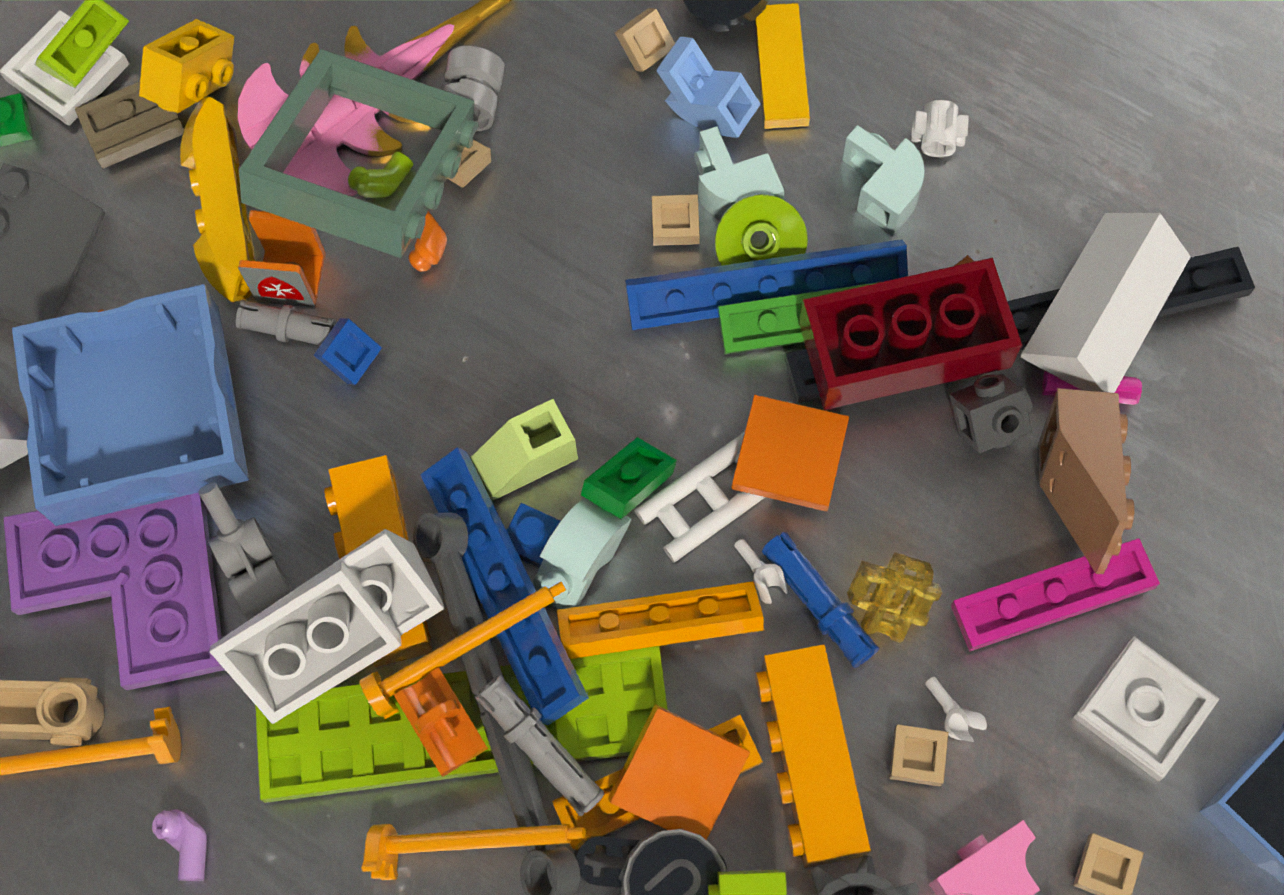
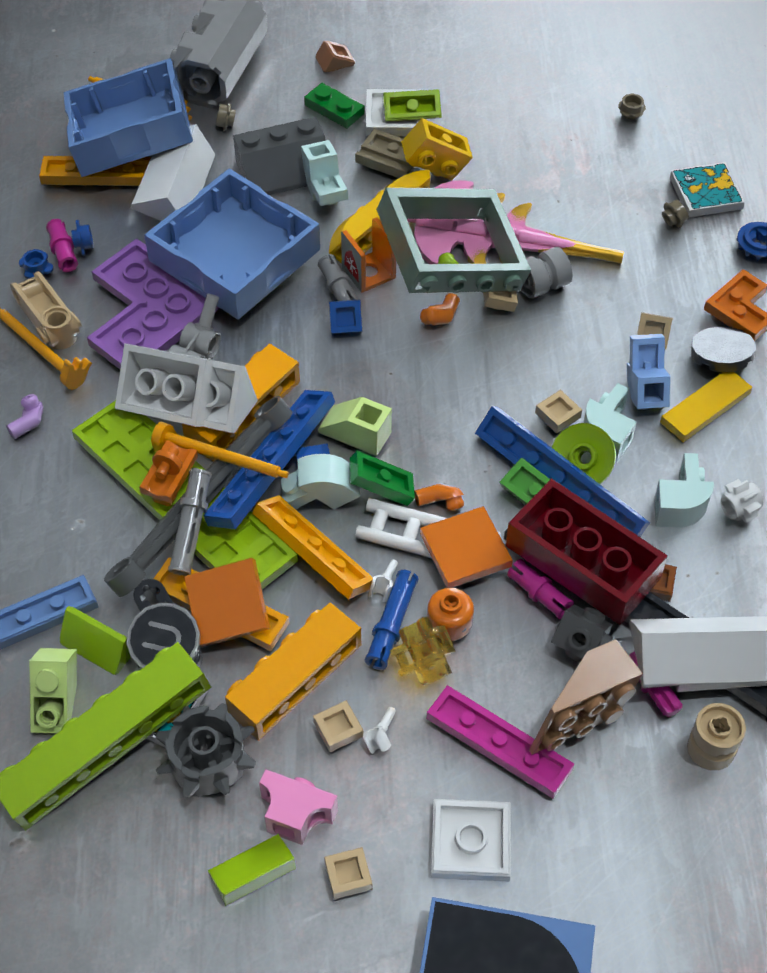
camera: 50 degrees right, 15 degrees down
(100, 223) = (322, 173): none -> light aqua brick
(385, 845) = (88, 501): light orange piece -> none
(689, 423) = (438, 493): none -> orange arm
(852, 533) = (452, 609): none -> orange head
(896, 413) = (539, 588): none -> dark pink pin
(1205, 374) = (716, 736): none -> tan wheel

